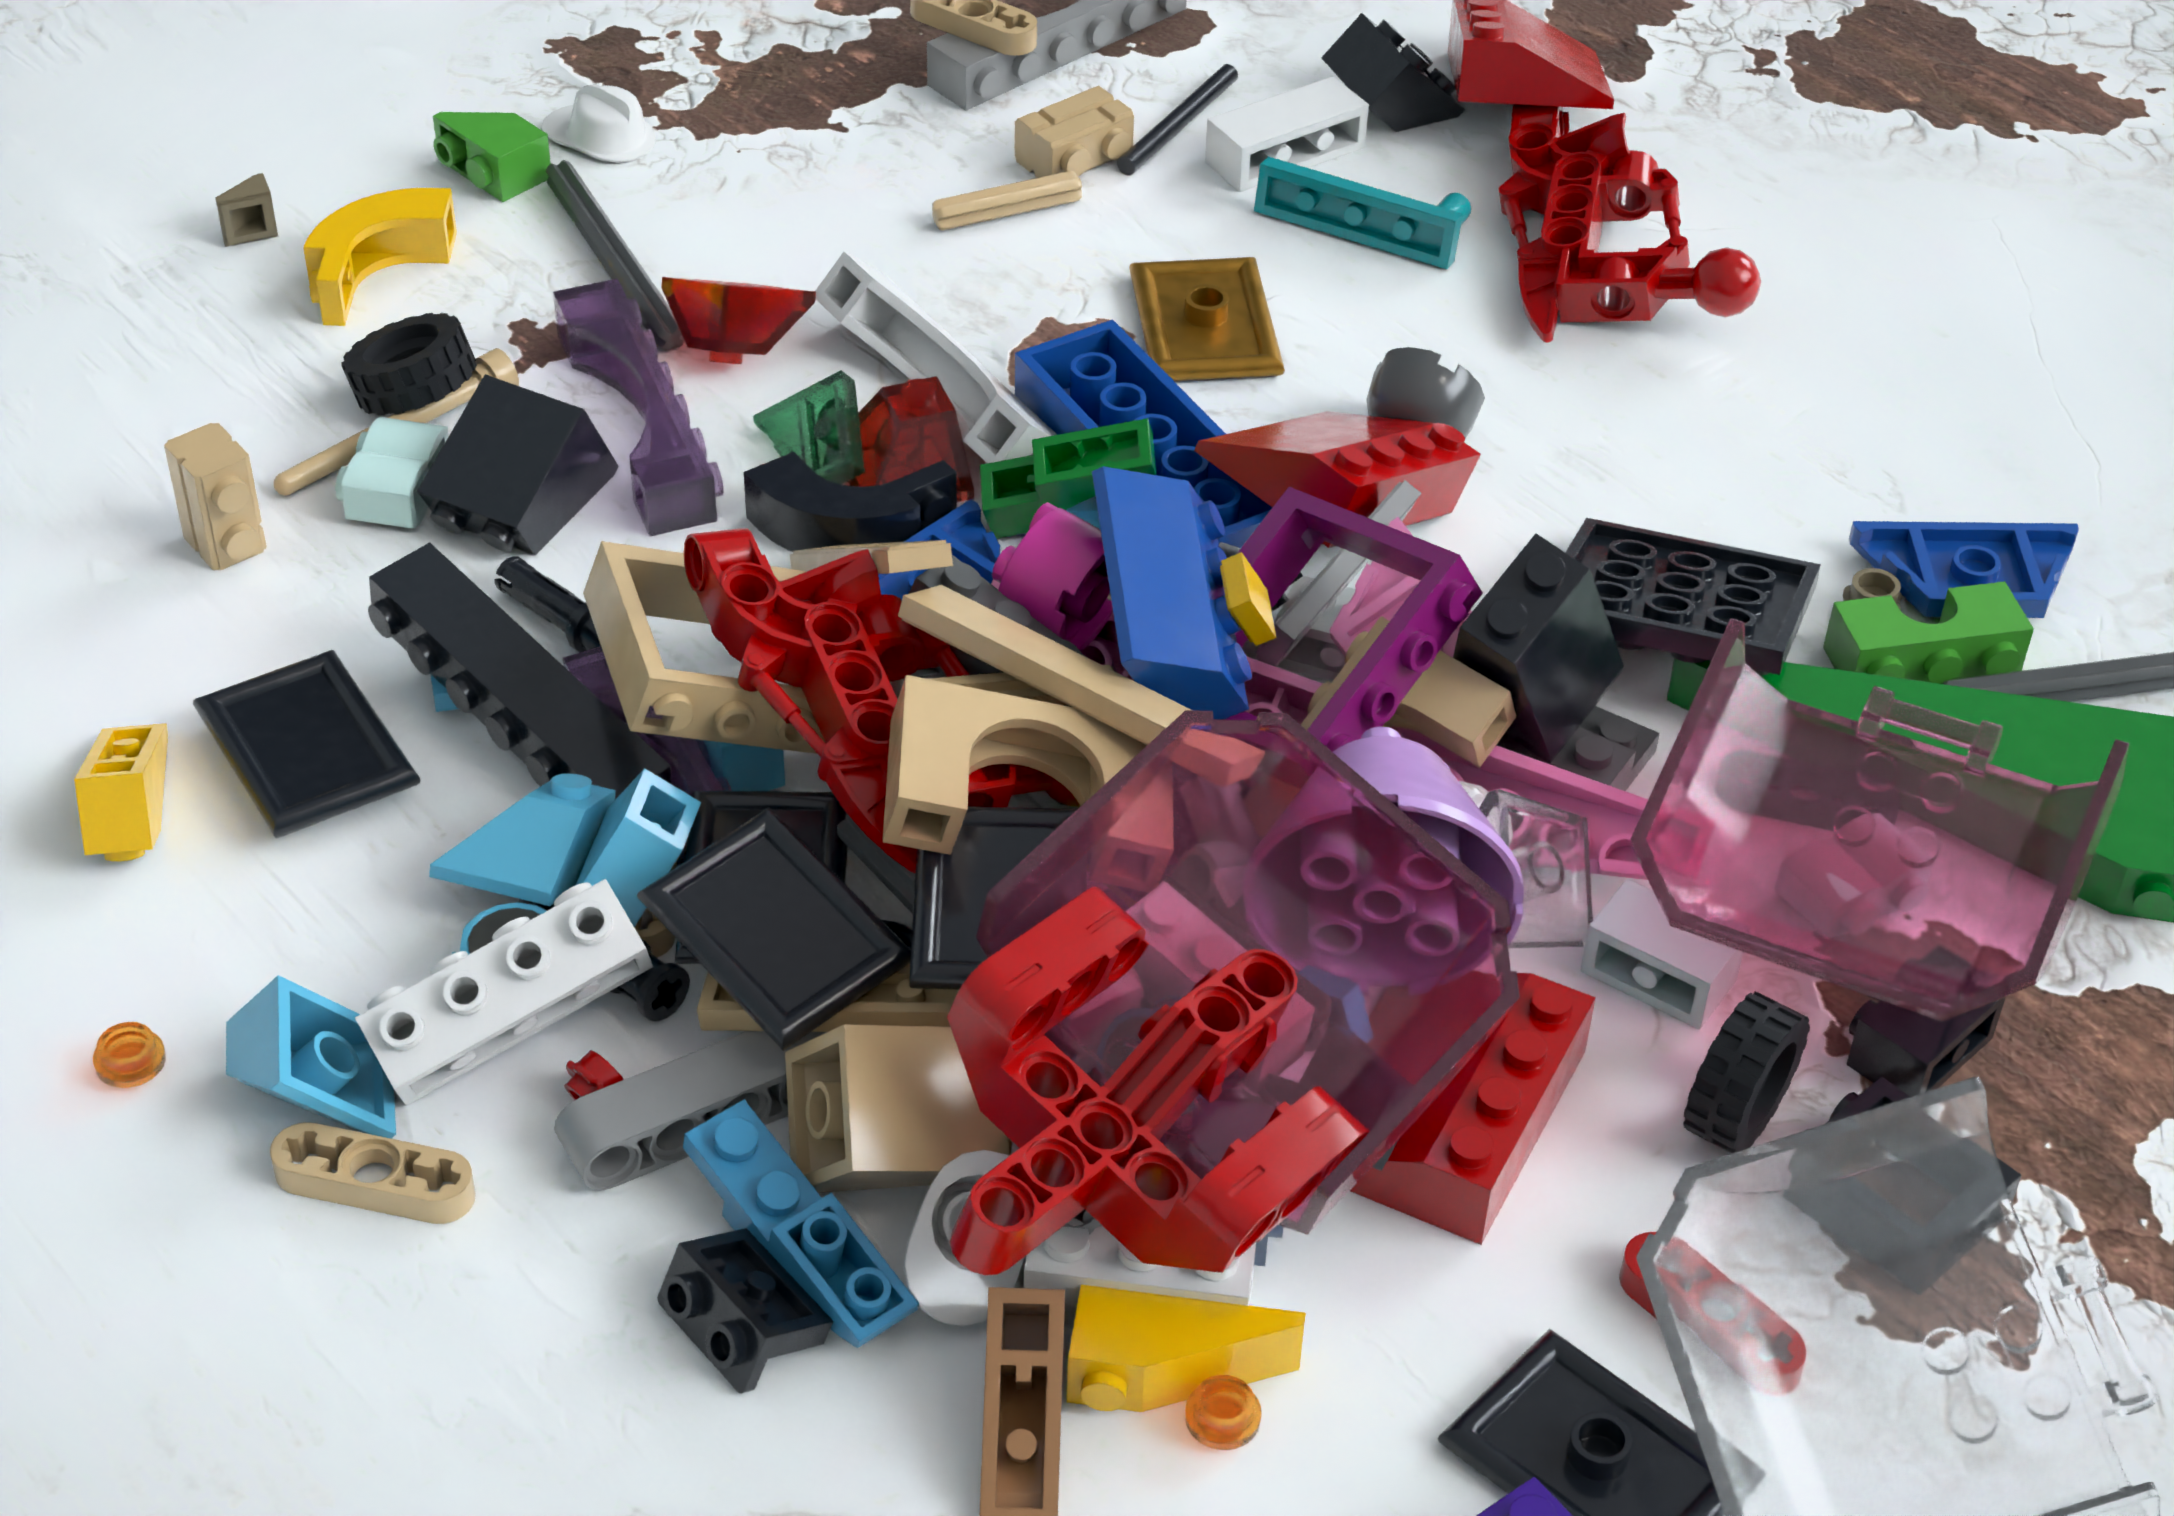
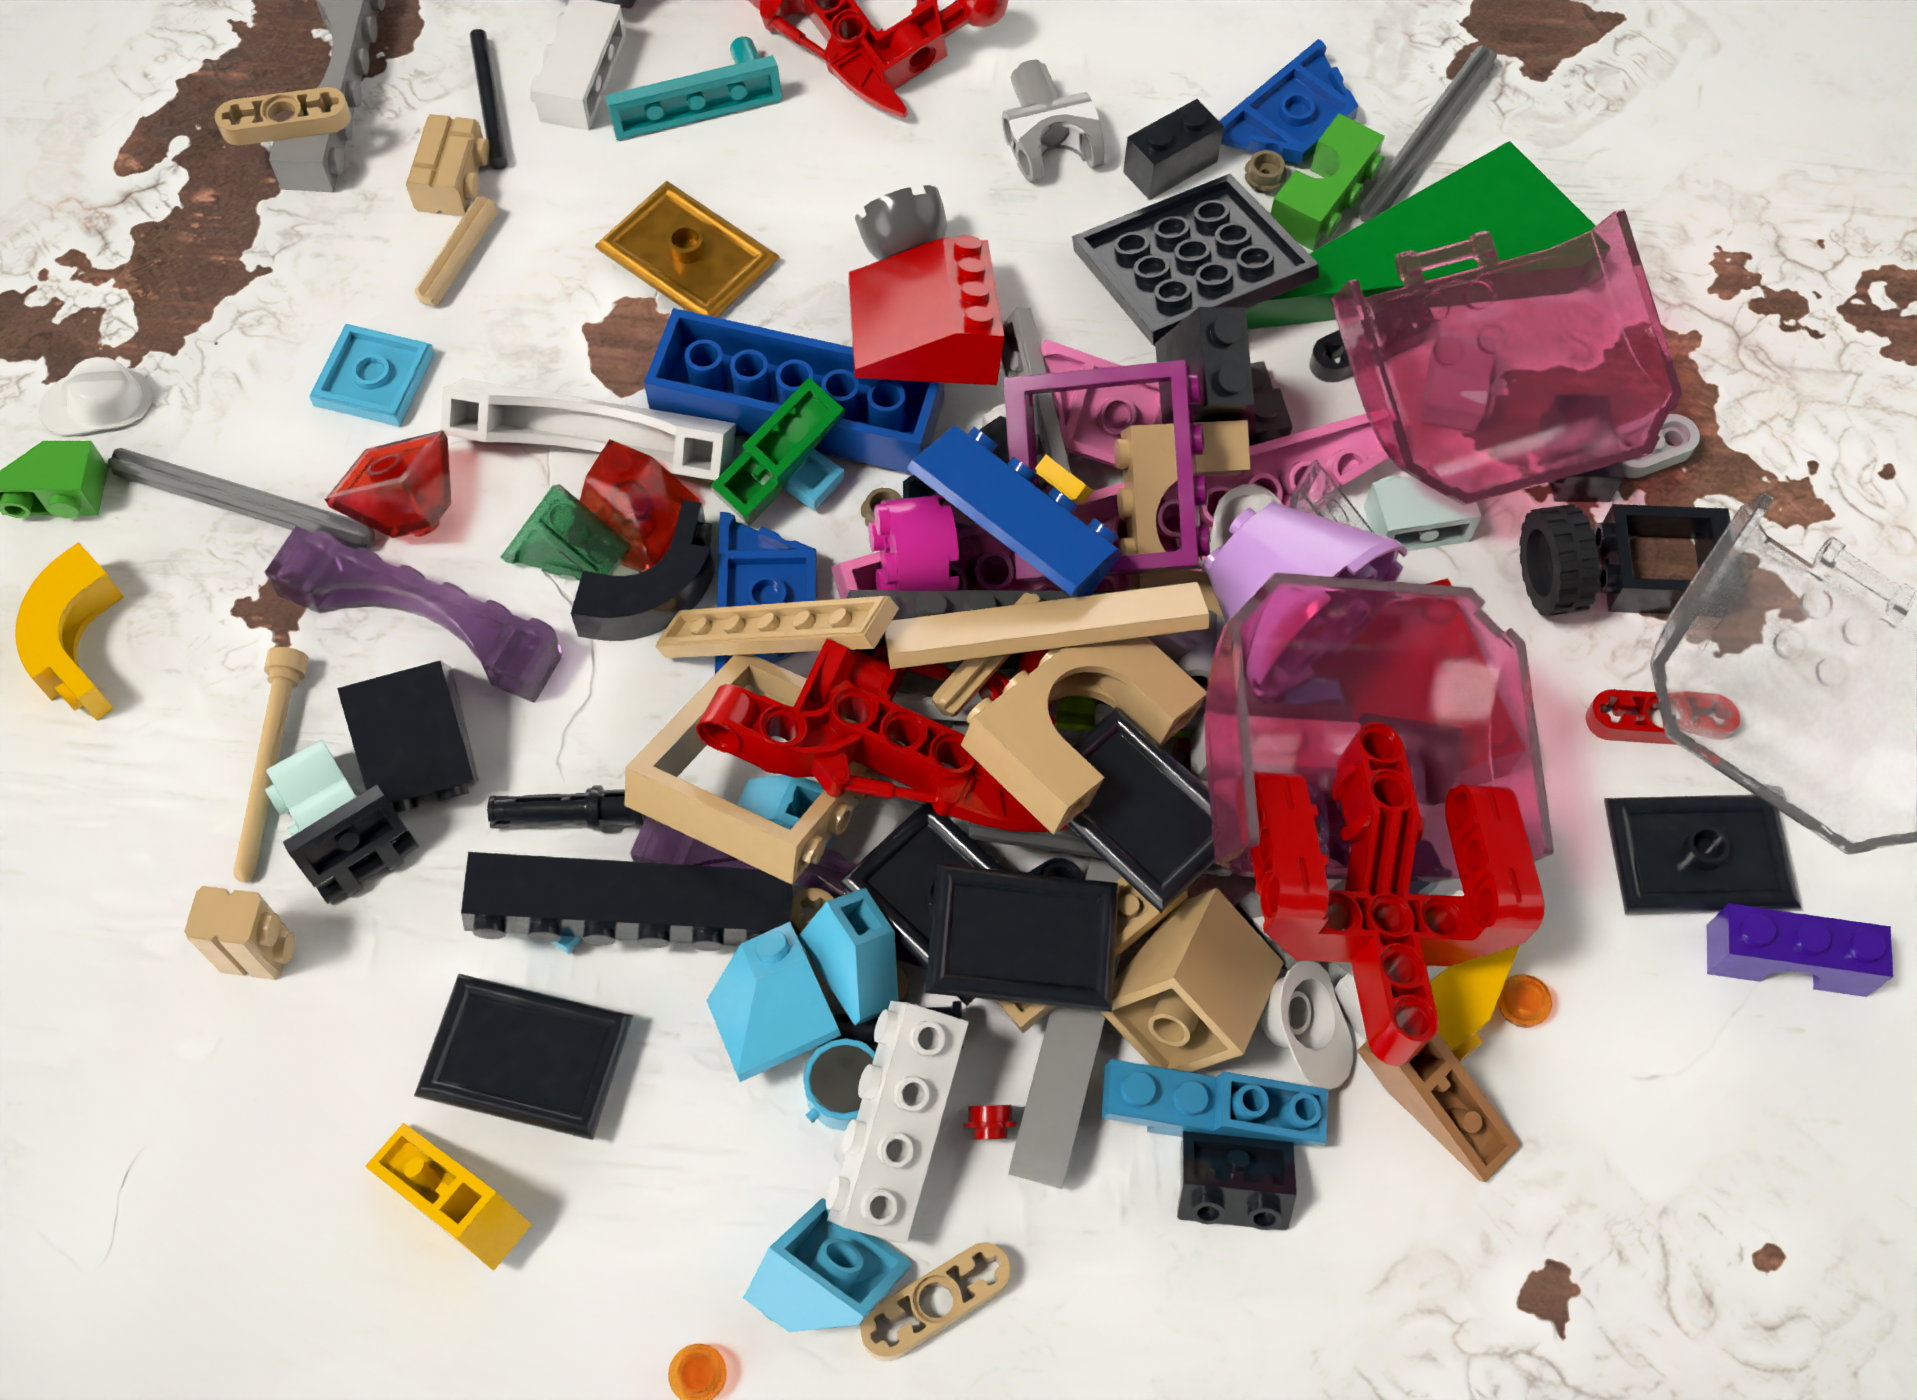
camera: 45 degrees left, 20 degrees up
(374, 489) = (346, 836): none -> black plate
(409, 364) = (200, 692): black tyre -> none
(815, 234) = (372, 375): none -> medium azure tile
(1685, 423) = (1049, 122): none -> light grey connector
(1787, 512) = (1173, 149): none -> black brick
(2027, 1085) = (1677, 430): none -> plate

